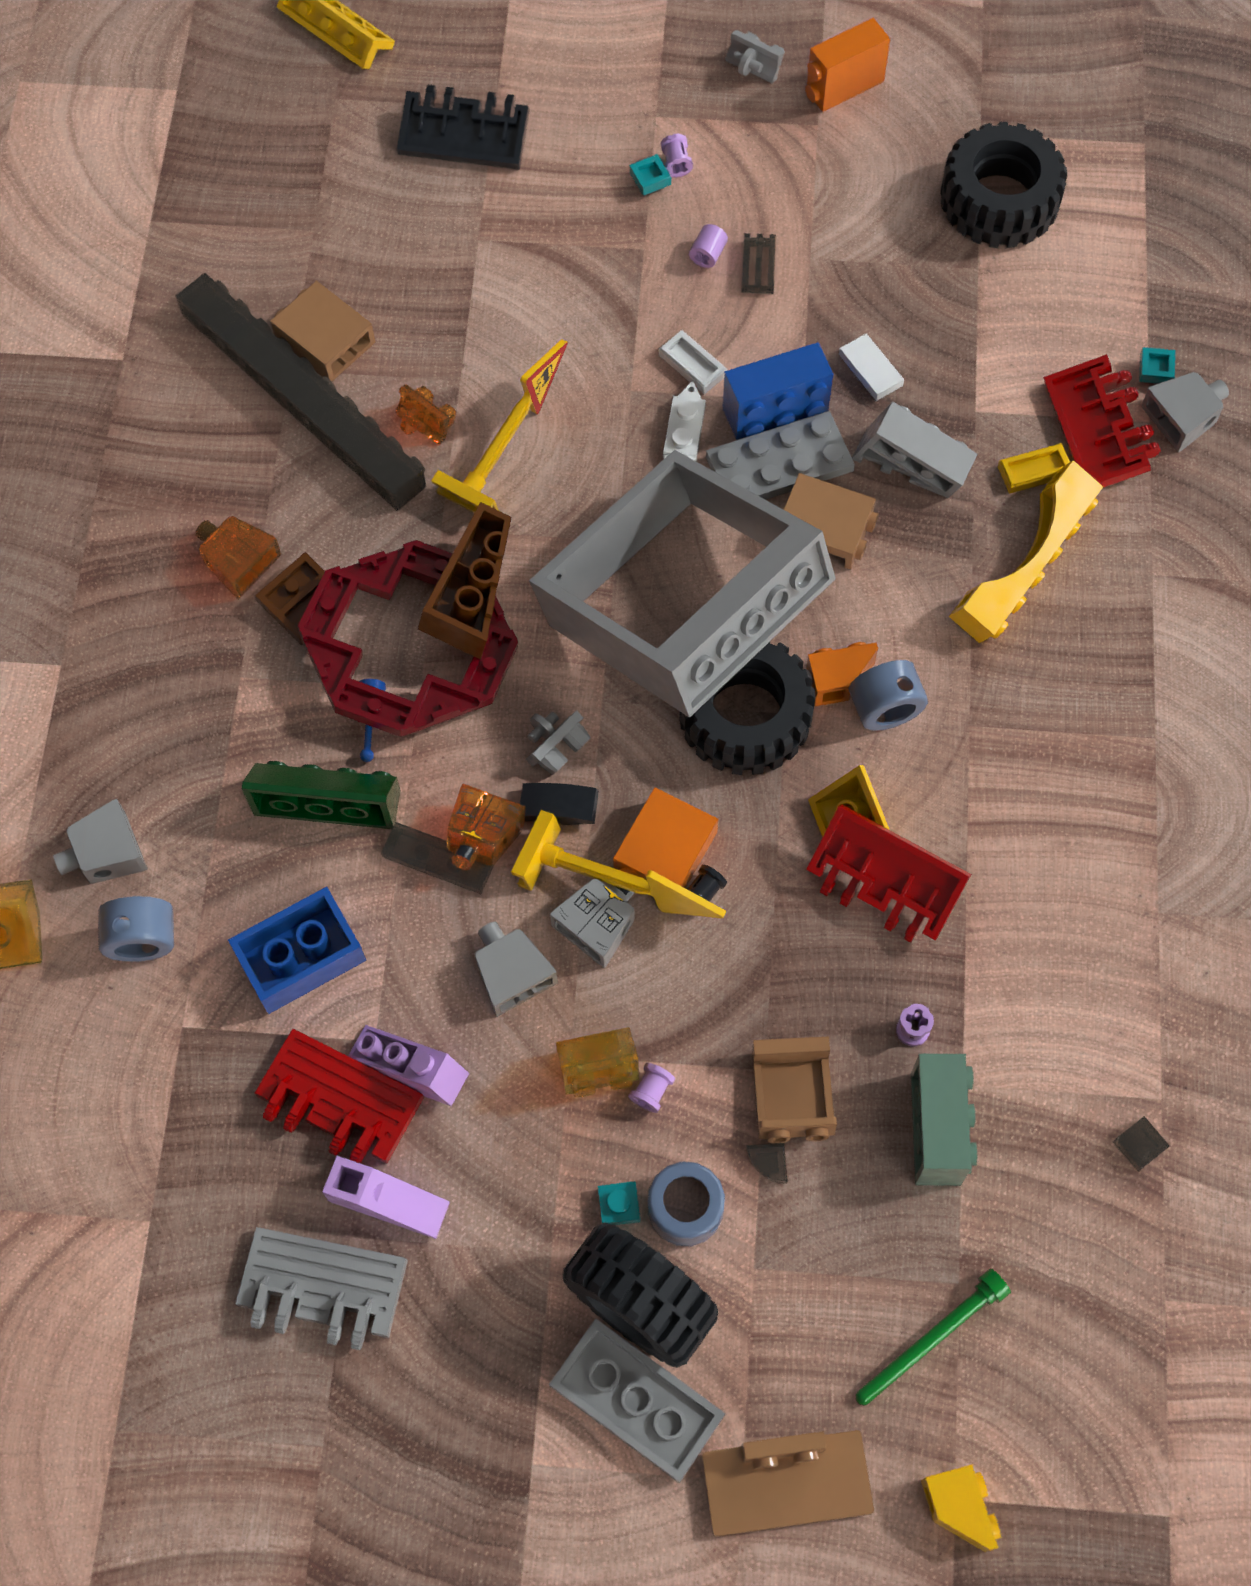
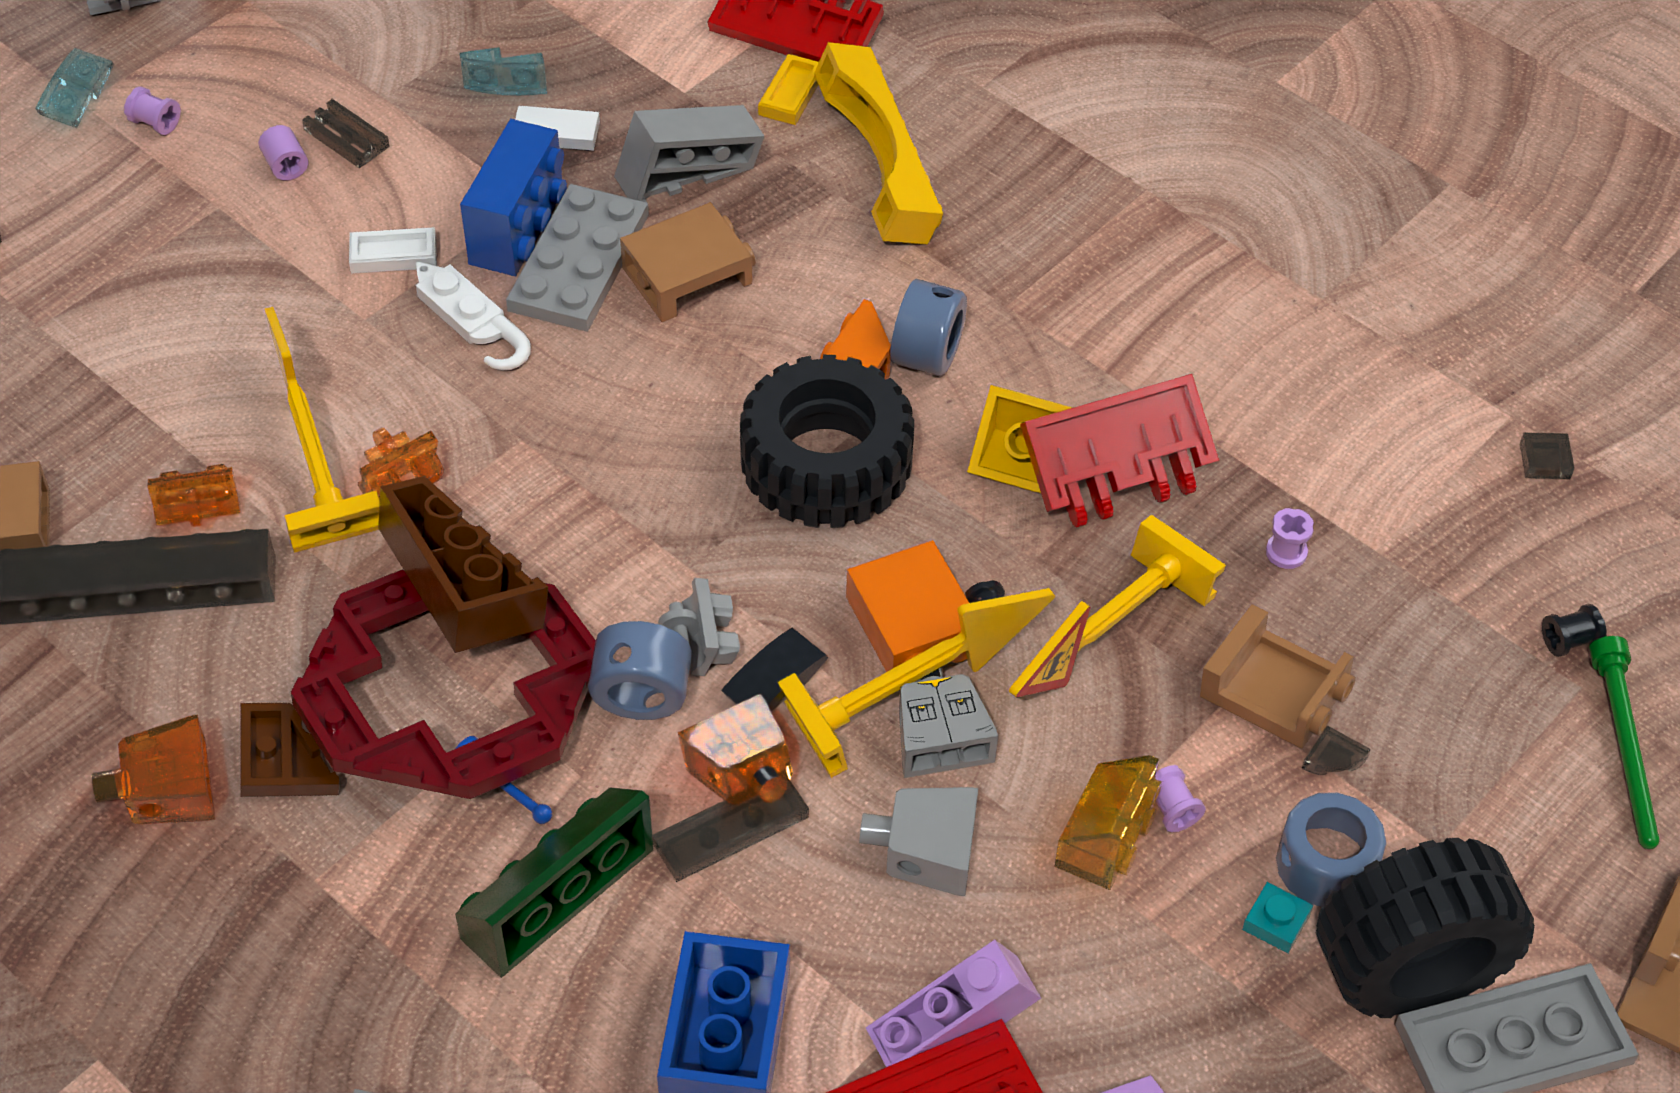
camera: 55 degrees left, 15 degrees down
(487, 732) = (656, 665): none -> sand blue piece
(547, 500) = (398, 456): none -> clear orange hips
(650, 174) = (147, 143): teal plate -> none
(658, 100) = (73, 86): none -> clear light blue slope
(694, 950) = (1168, 561): none -> yellow piece
(725, 629) = (686, 474): light grey door -> none
(877, 296) = (514, 76): none -> clear light blue slope
(942, 1119) = (1414, 573): sand green brick -> none
(993, 1250) = (1573, 629): none -> black bush

